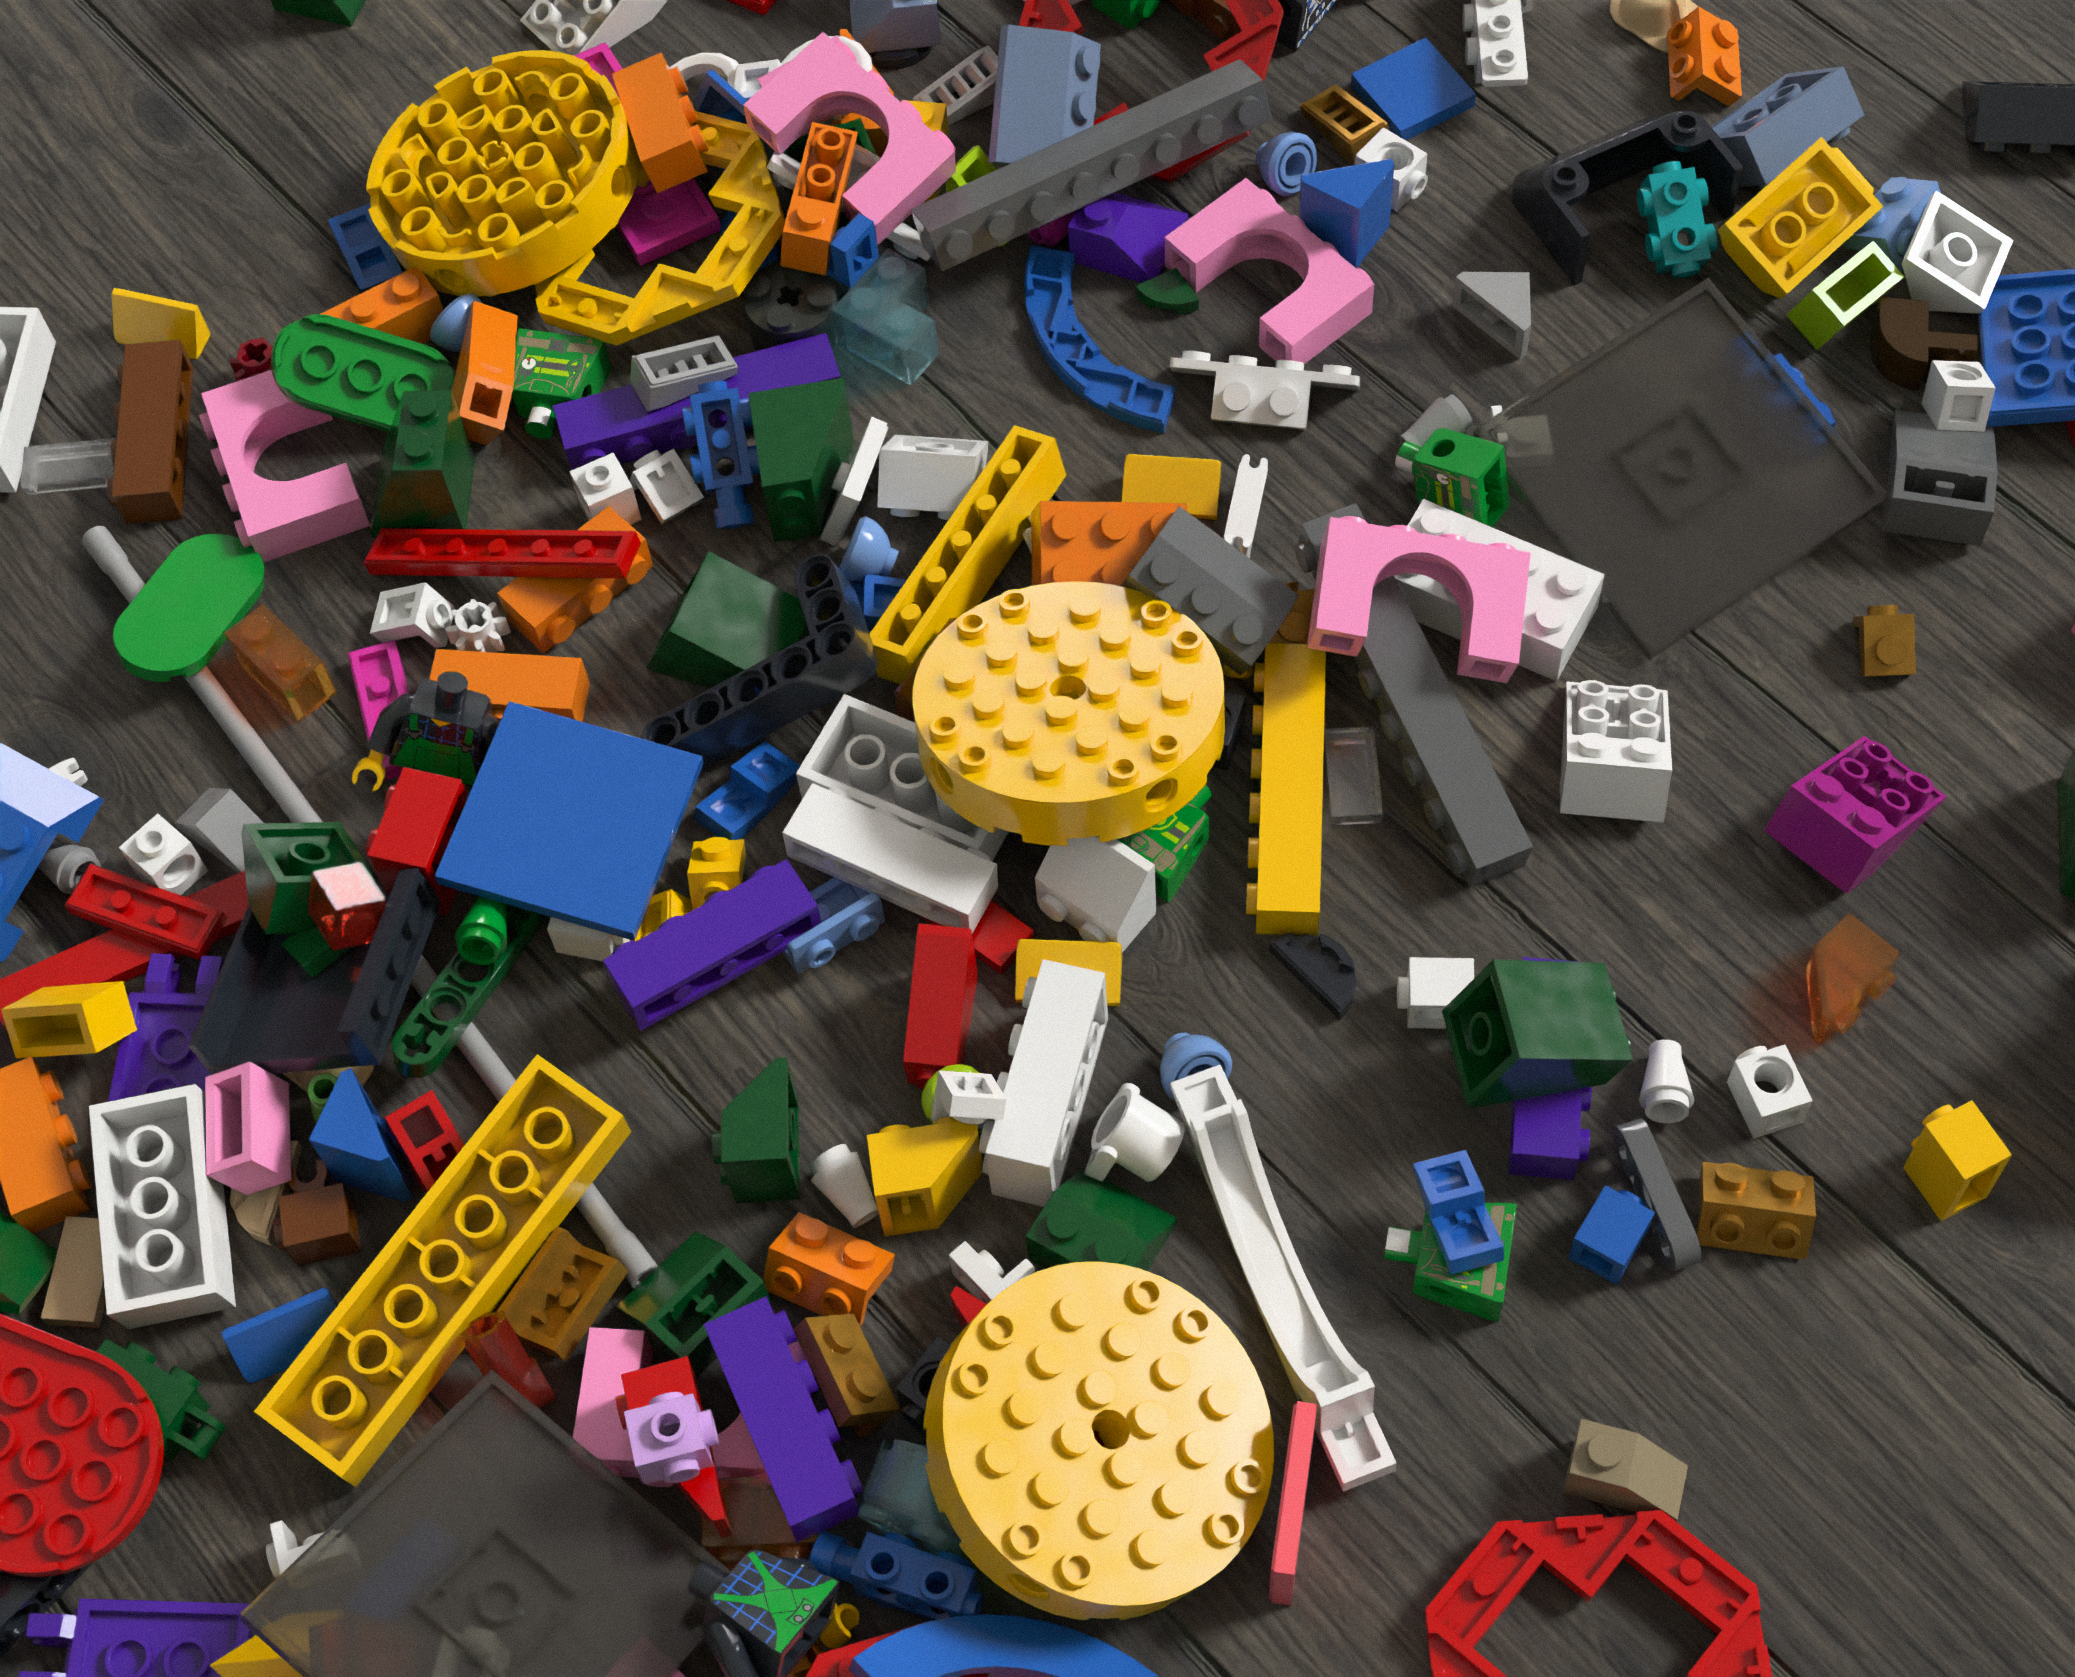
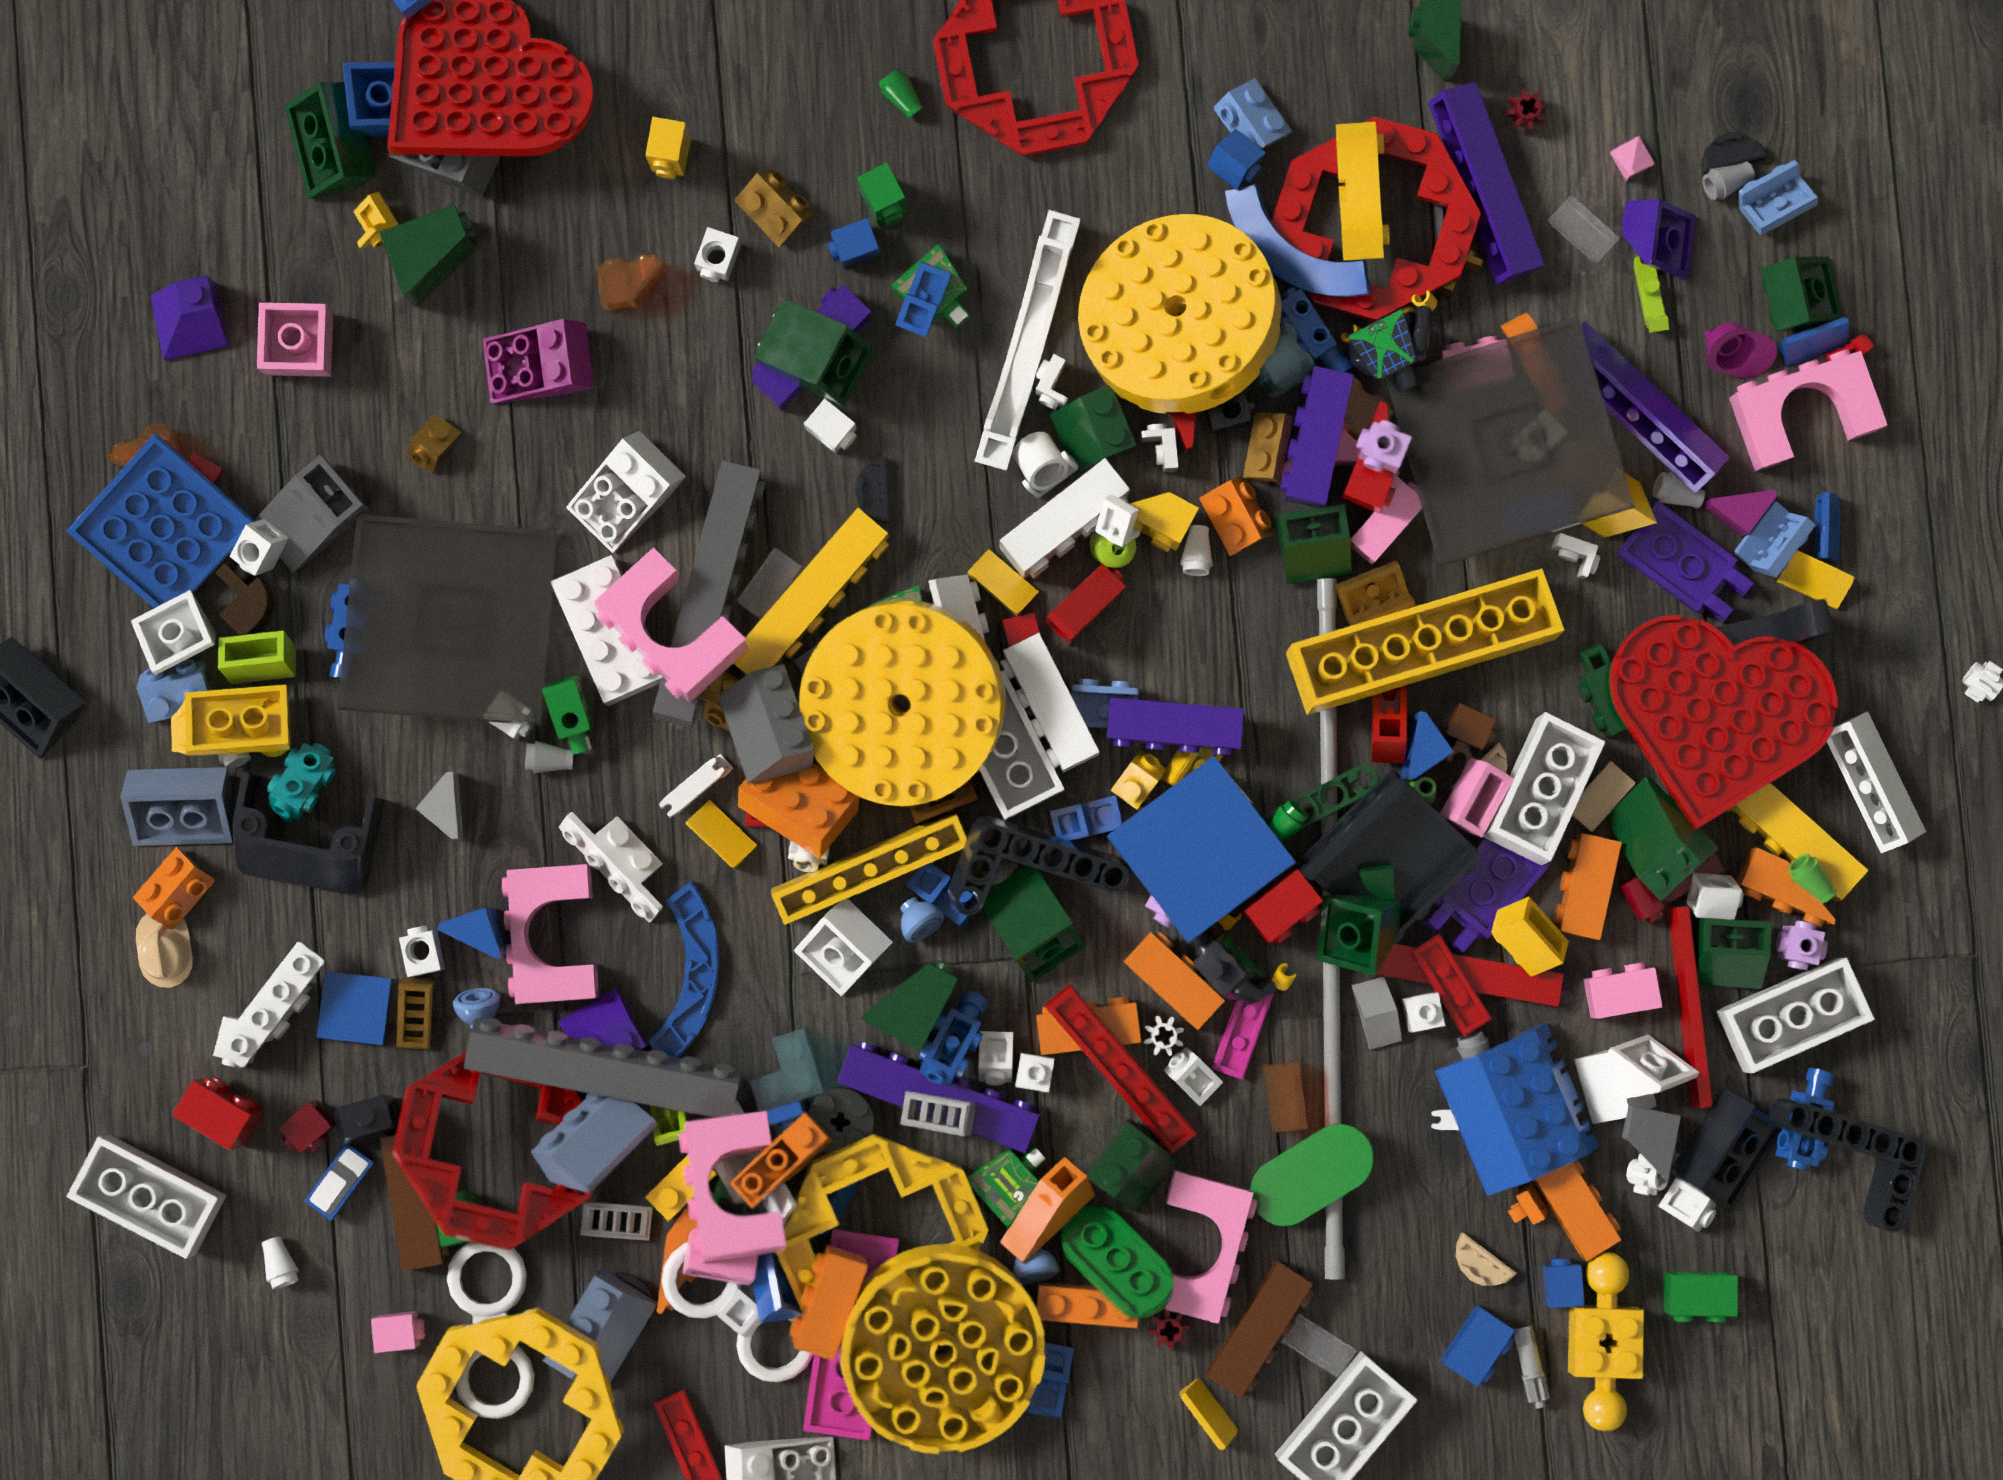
camera: 150 degrees left, 25 degrees up
(277, 1336) = (1520, 680): blue slope -> none
(345, 905) = (1351, 879): clear red brick -> none
(497, 1348) = (1426, 574): clear red piece -> none
(761, 1139) = (1226, 596): dark green slope -> none
(852, 480) = (895, 963): white plate -> none
(1168, 292) = (615, 971): dark green tile -> none
(1191, 1054) = (982, 483): medium blue brick -> none
(1217, 1259) = (1048, 375): none -> white bracket
(1292, 1503) = (1111, 226): coral tile -> none
(1624, 1470) = (946, 134): dark tan slope -> none
(1629, 1308) = (882, 195): none -> green brick
(1654, 1185) = (815, 247): dark grey beam -> none
(1666, 1087) = (761, 297): white cone -> none
(1732, 1482) = (901, 93): none -> green cone

